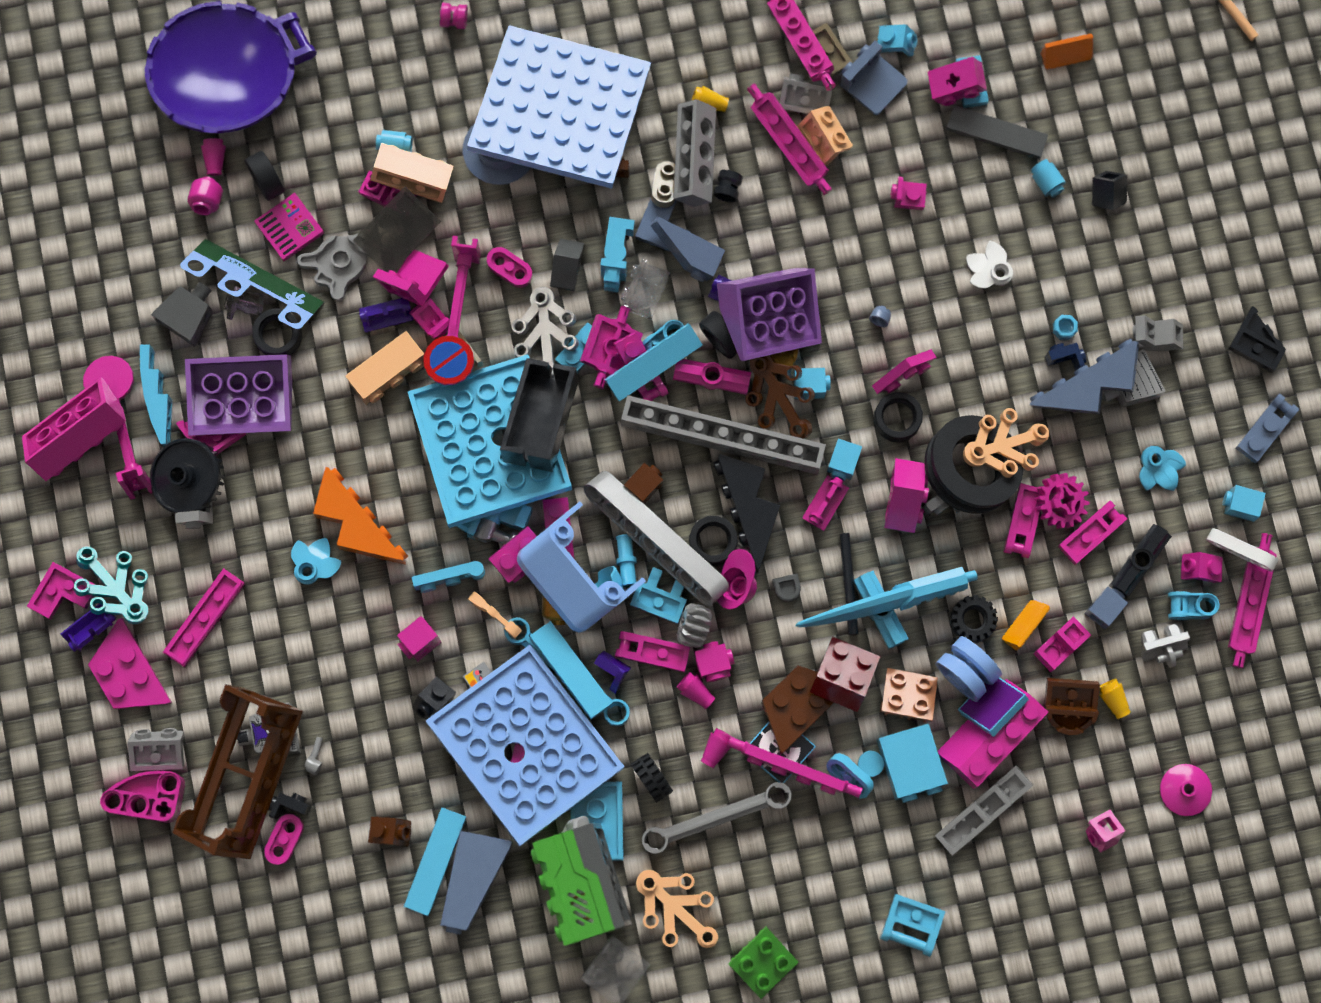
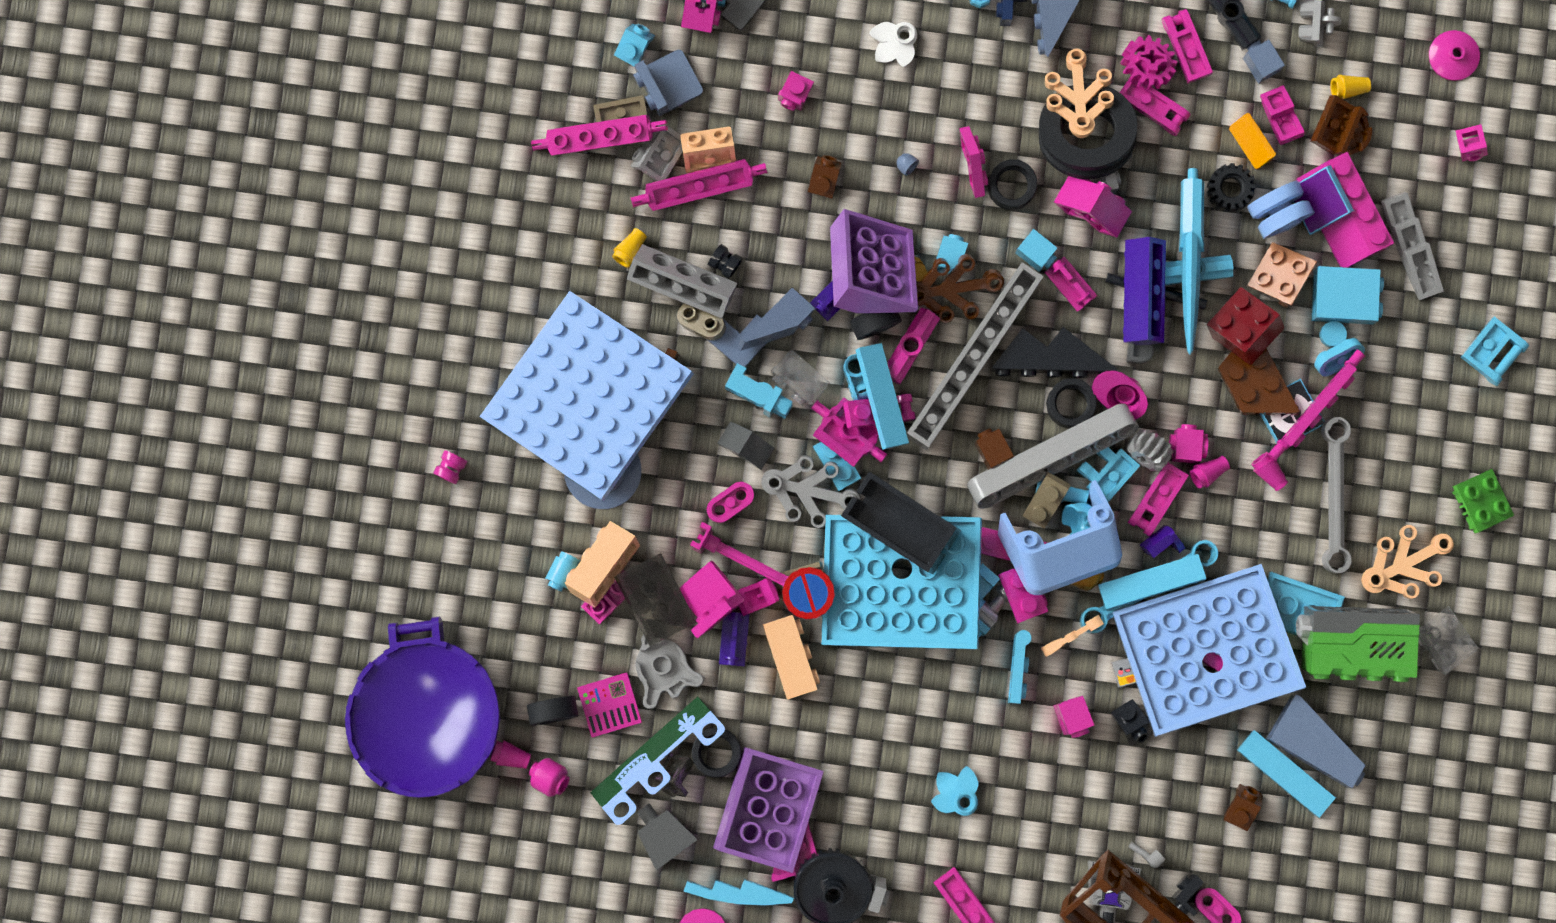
camera: 70 degrees left, 5 degrees up
(358, 530) = (943, 738): orange slope -> none
(612, 547) = (1046, 500): none -> dark tan plate
(652, 777) = (1280, 541): black tyre -> none
(840, 246) = (824, 176): none -> reddish brown bracket
(841, 567) = (1144, 291): none -> dark purple brick

